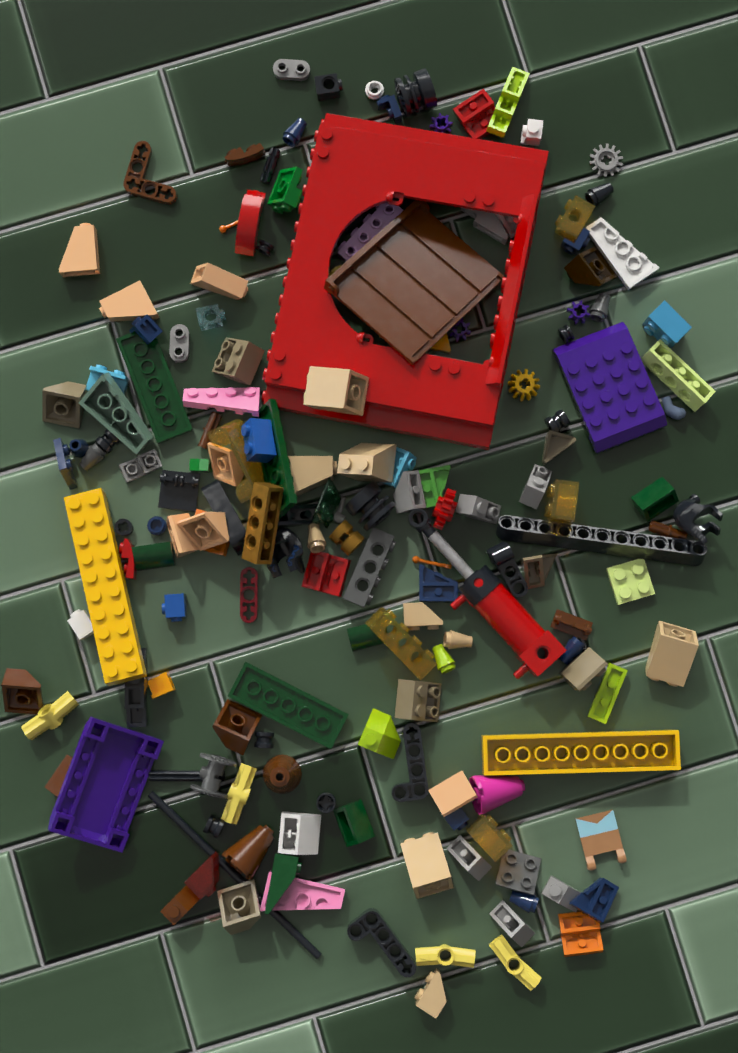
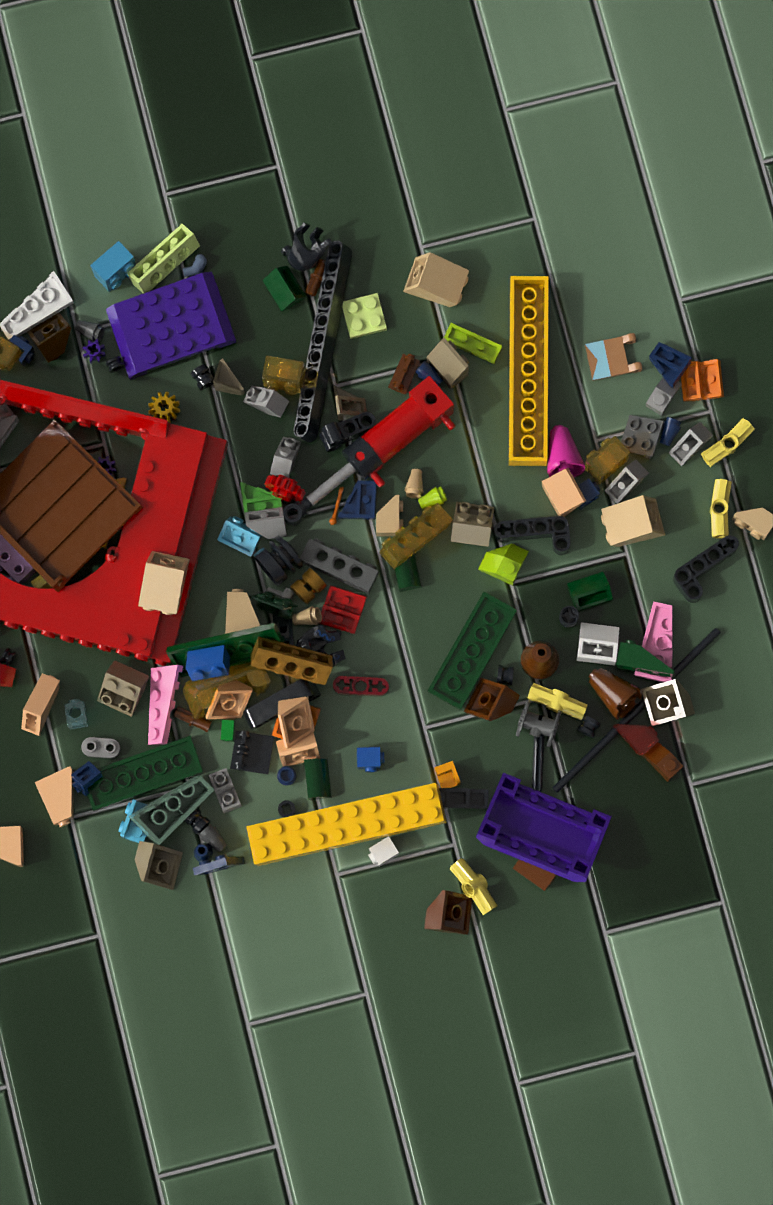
camera: 85 degrees left, 5 degrees down
(126, 553) = (313, 803): red slope -> none
(368, 462) = (234, 559): tan slope -> none

